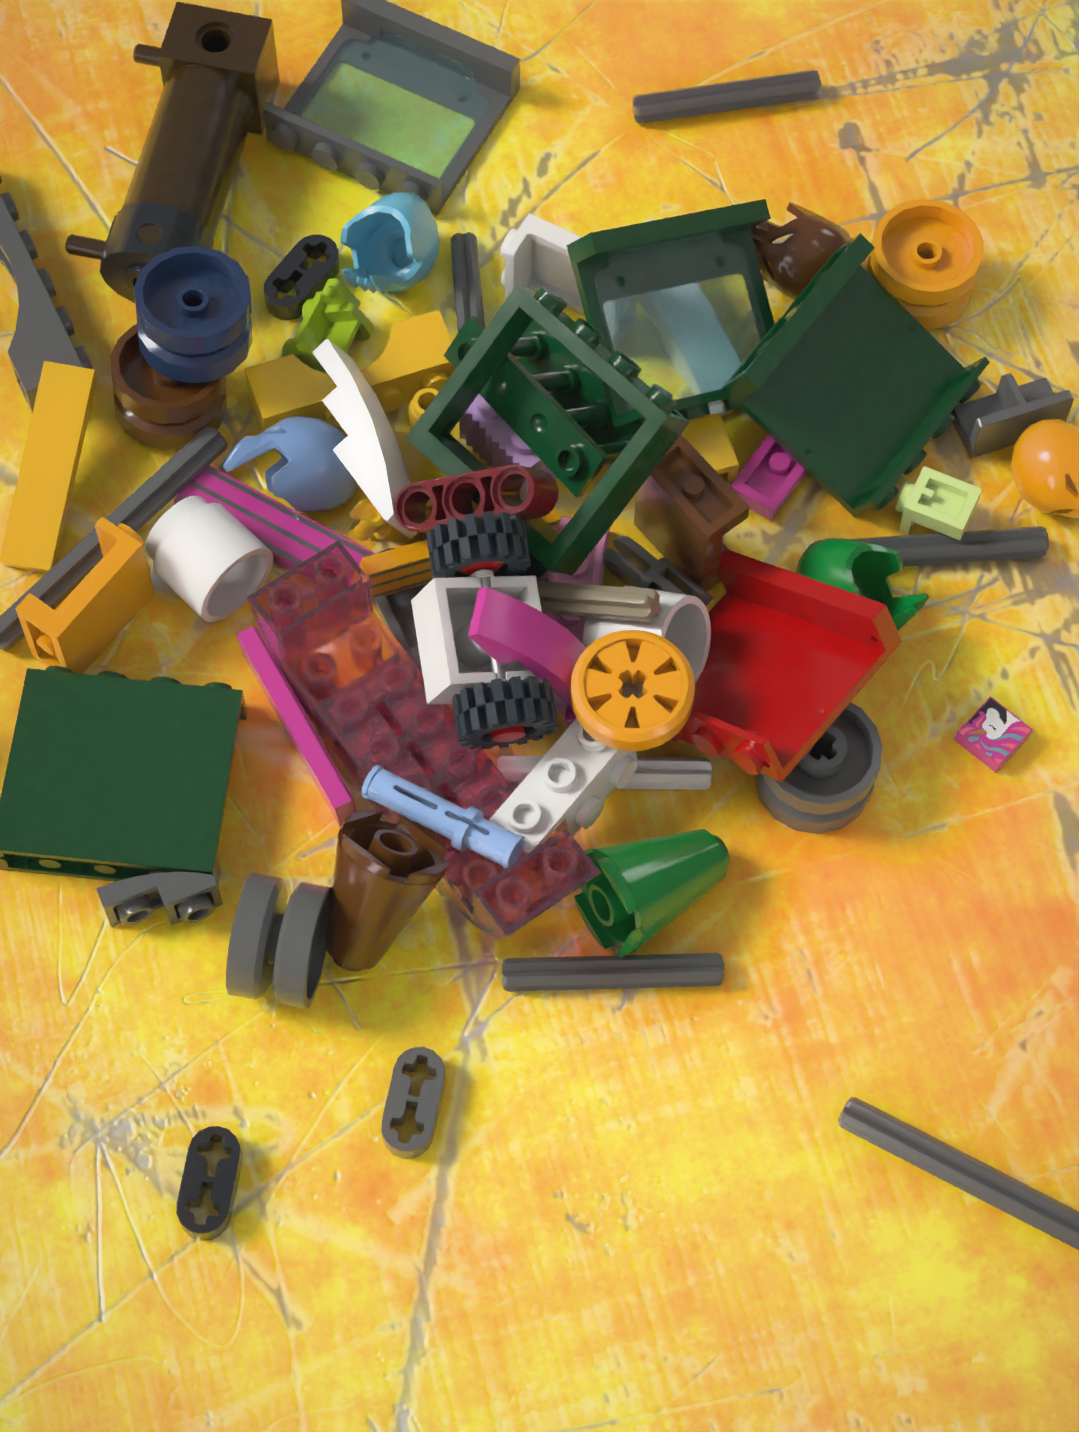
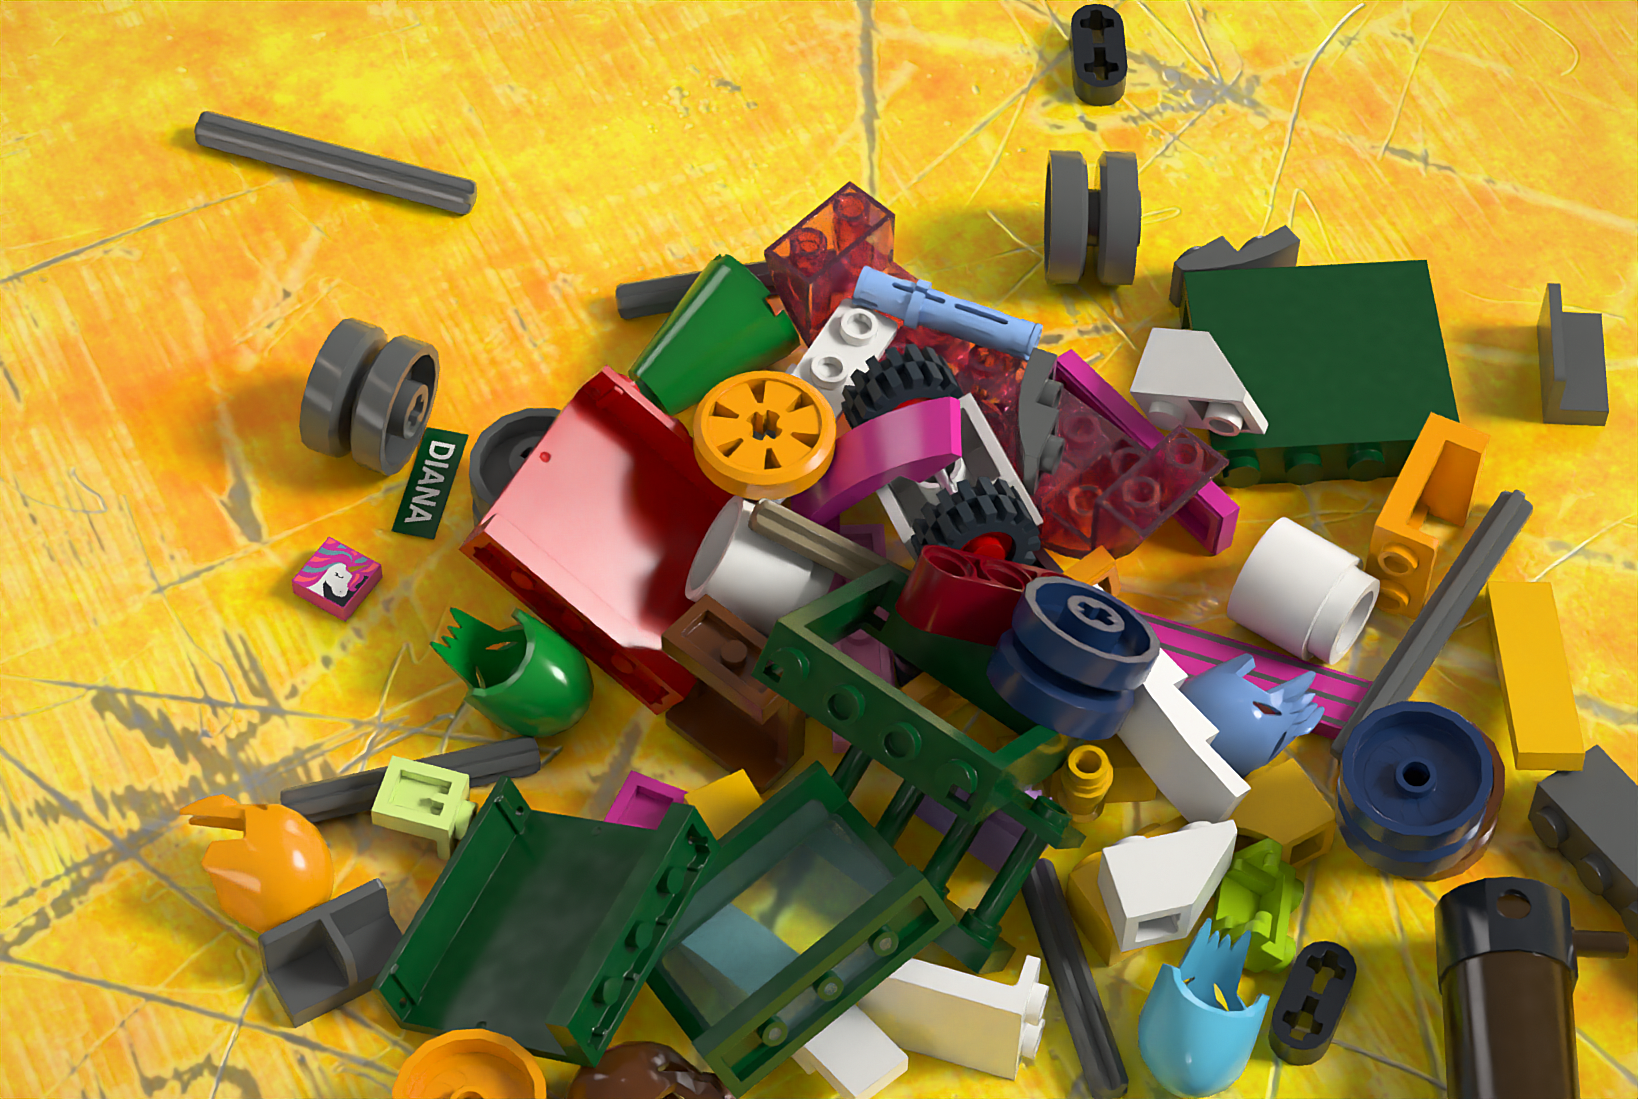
camera: 170 degrees right, 10 degrees down
(238, 725) = (1193, 385): none -> white slope
(378, 885) = (972, 261): reddish brown cone -> none
(391, 314) = (1164, 881): none -> white slope
(396, 685) = (1037, 441): none -> dark grey slope
(400, 1100) = (925, 145): dark grey beam -> none
(427, 421) = (1073, 658): none -> dark blue wheel
(906, 824) = (430, 483): none -> dark green sticker
(952, 853) = (369, 396): none -> dark grey wheel

